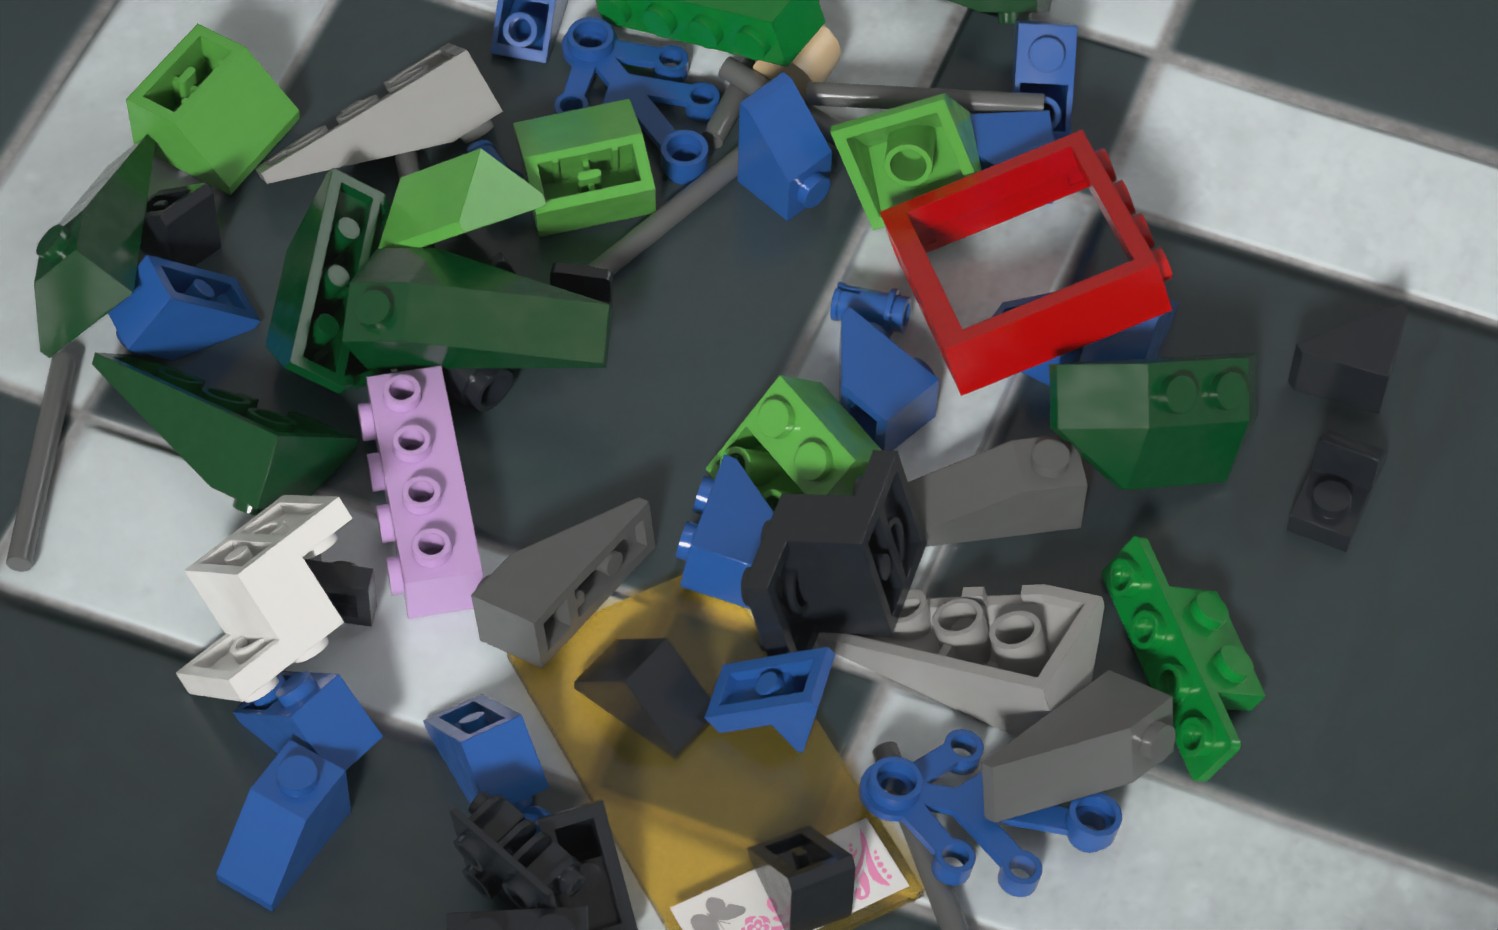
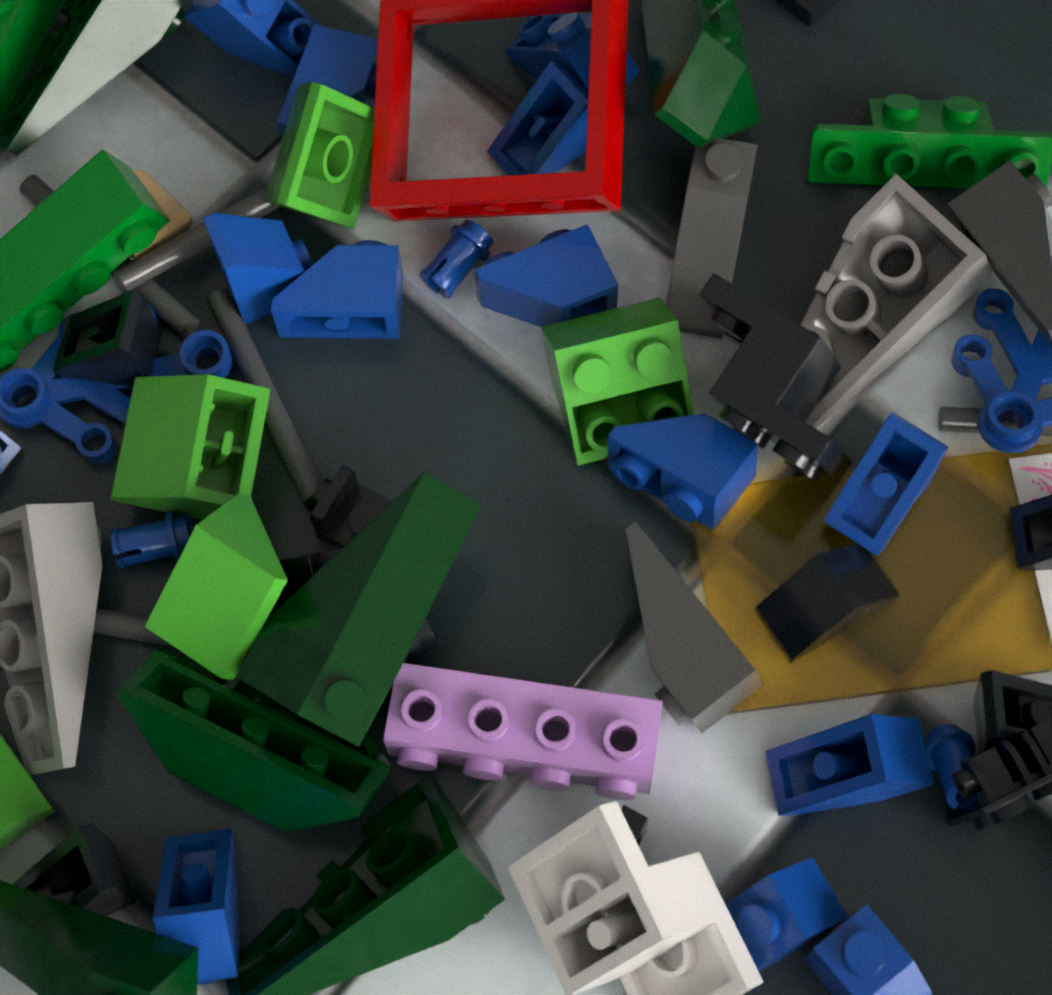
camera: 65 degrees left, 15 degrees up
(660, 83) = (110, 342): none -> black slope
(792, 234) = (345, 295): none -> blue slope
(893, 96) = (248, 124): dark grey bar -> none

